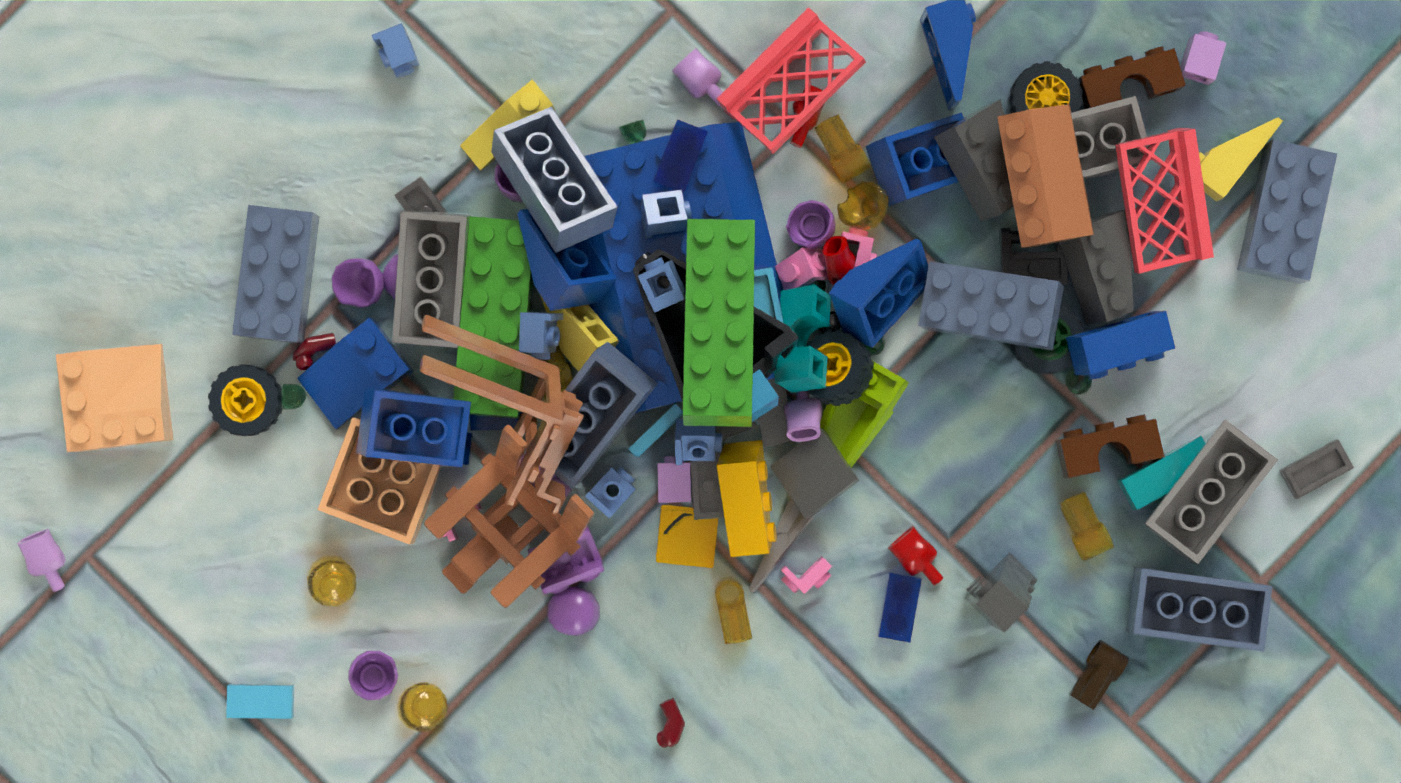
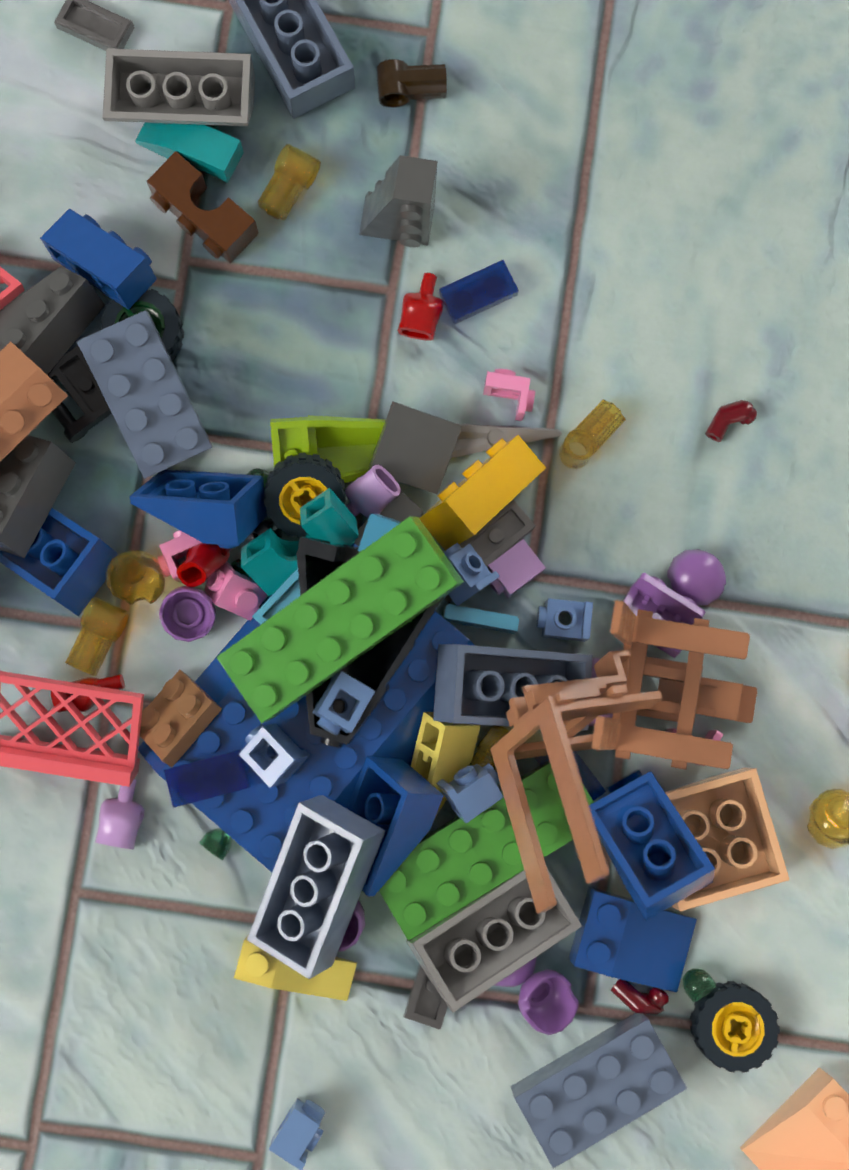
camera: 135 degrees left, 5 degrees down
(685, 539) = (559, 524): yellow sticker -> none
(741, 165) = (177, 718): none -> medium nougat plate
(1071, 381) = (163, 267): clear green hinge -> none

